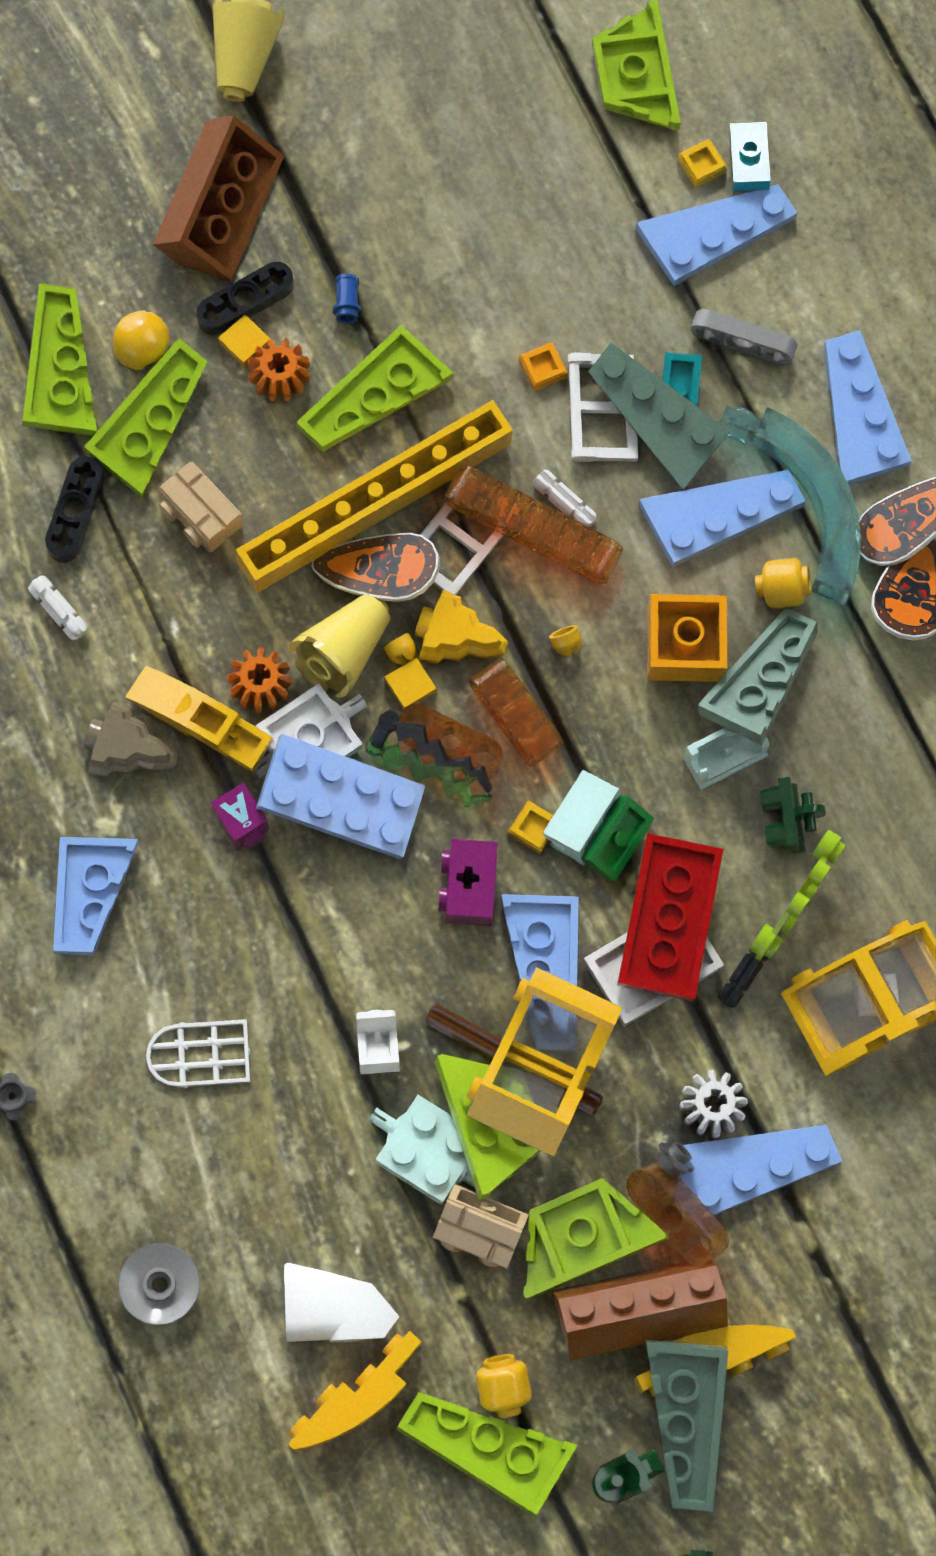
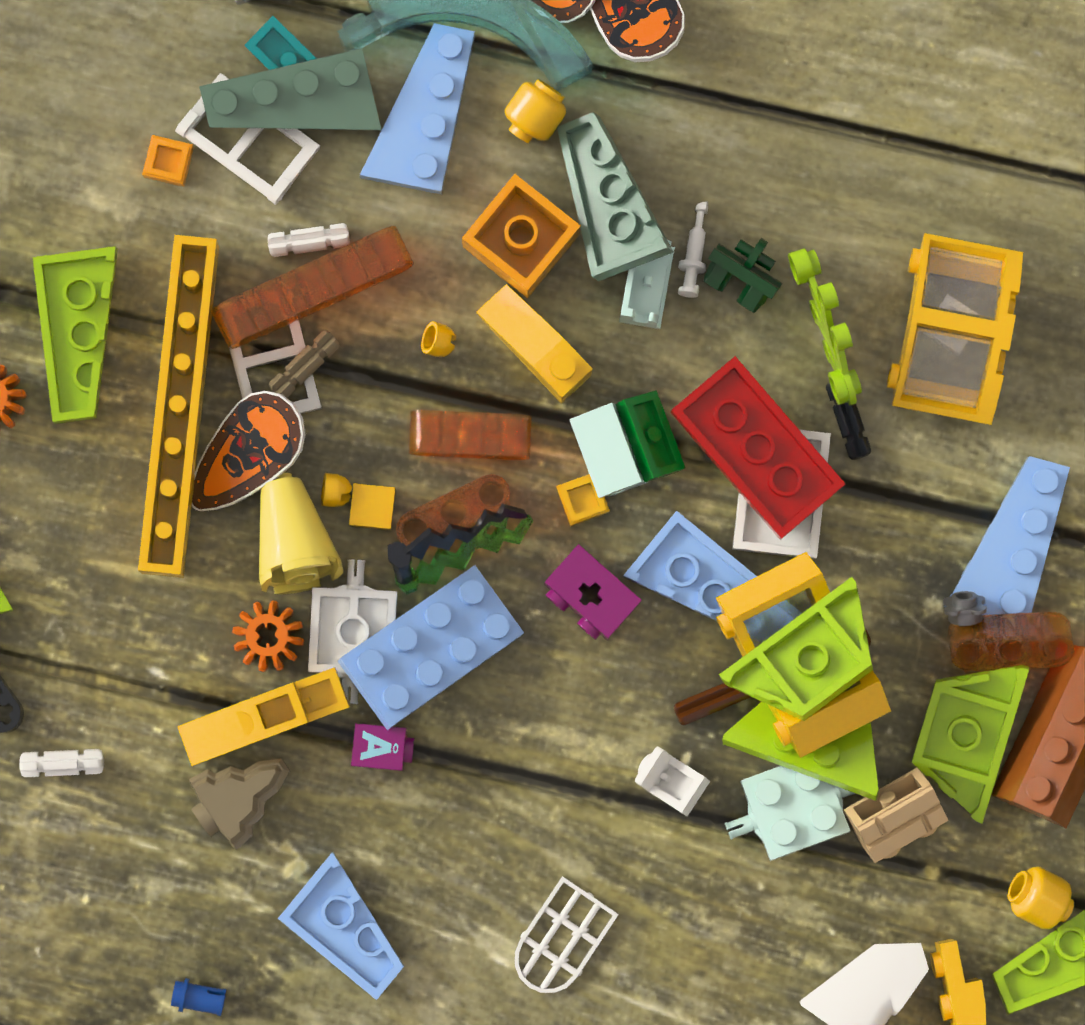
camera: 50 degrees left, 10 degrees up
(199, 507) = (65, 568): tan brick -> none
(454, 632) = (357, 431): yellow rock -> none
(474, 560) = (304, 364): none -> dark tan axle
(545, 1061) = (809, 657): none -> lime wing
(618, 710) = (535, 343): none -> yellow slope
(726, 1112) = (954, 535): white gear -> none
(766, 775) = (692, 264): none -> white piece

